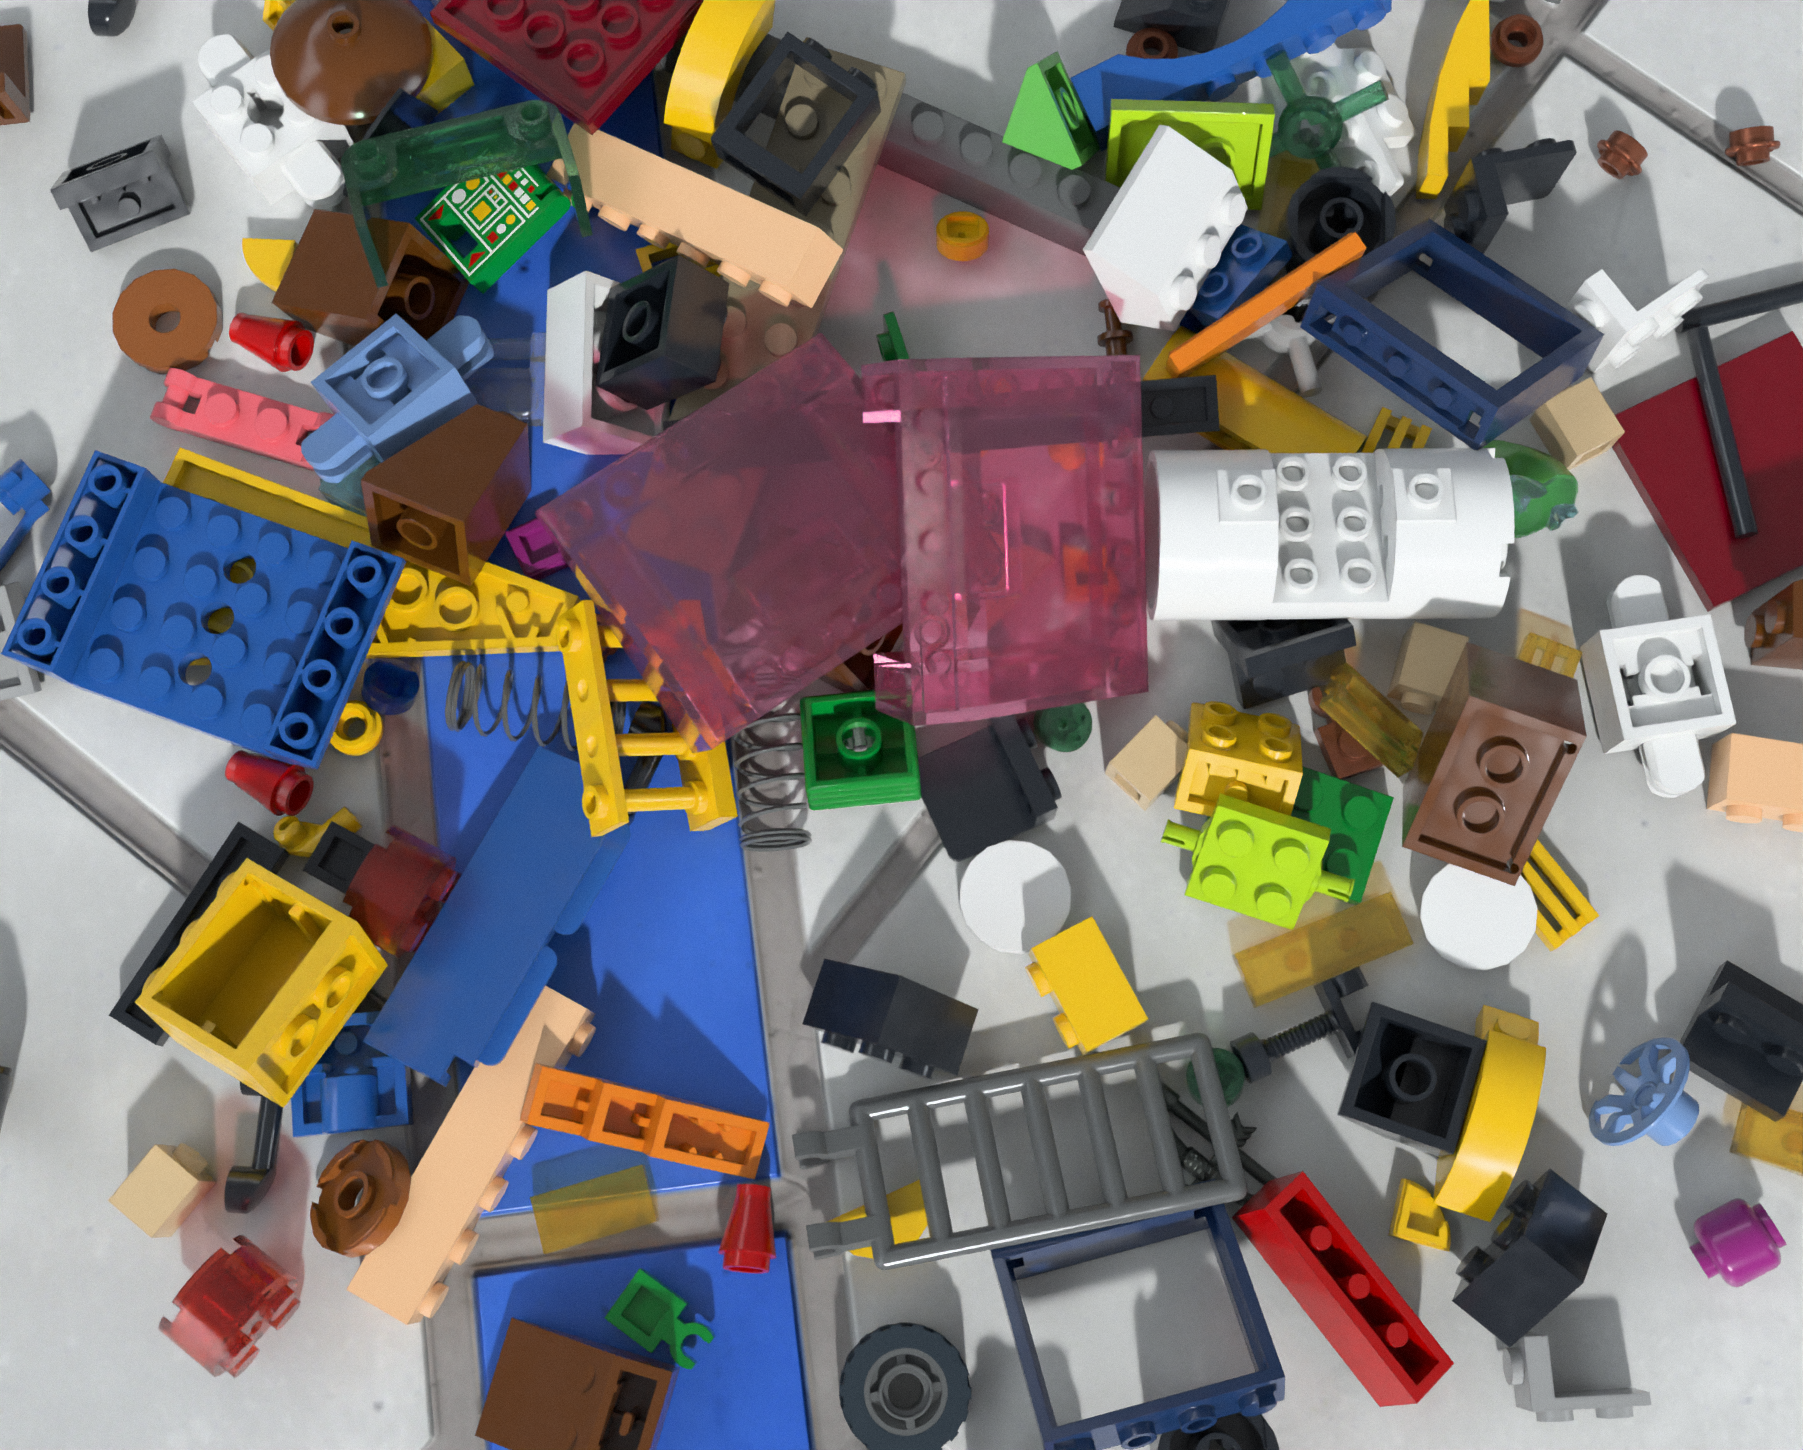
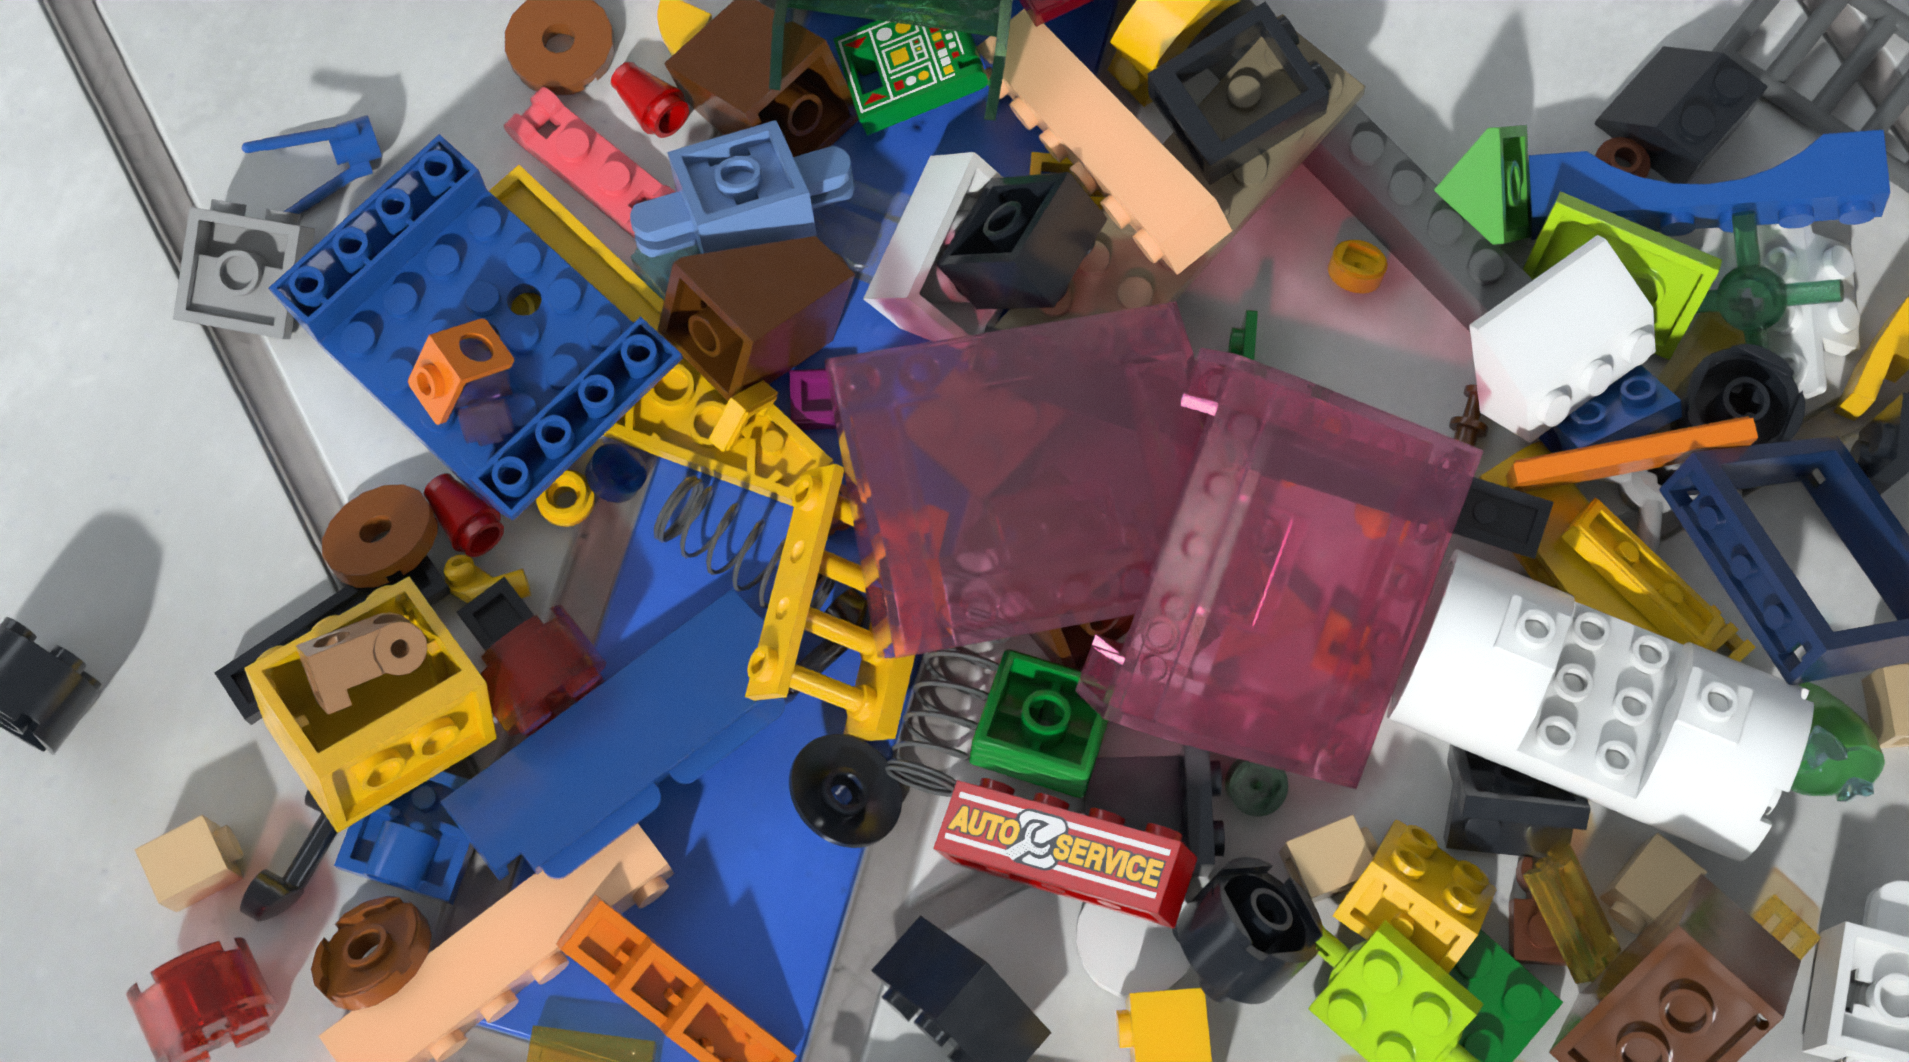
camera: 20 degrees right, 5 degrees down
(181, 822) = (350, 533): none -> dark orange tile
(197, 662) = (445, 370): none -> orange bracket
(227, 657) = (484, 418): none -> clear purple plate
(234, 946) = (359, 654): none -> medium nougat leg
(476, 588) = (738, 411): none -> yellow tile
(718, 862) = (858, 777): none -> black dish
(926, 850) = (1067, 851): none -> brick
(1109, 853) = (1248, 932): none -> black brick
(1314, 408) = (1642, 576): none -> yellow tile

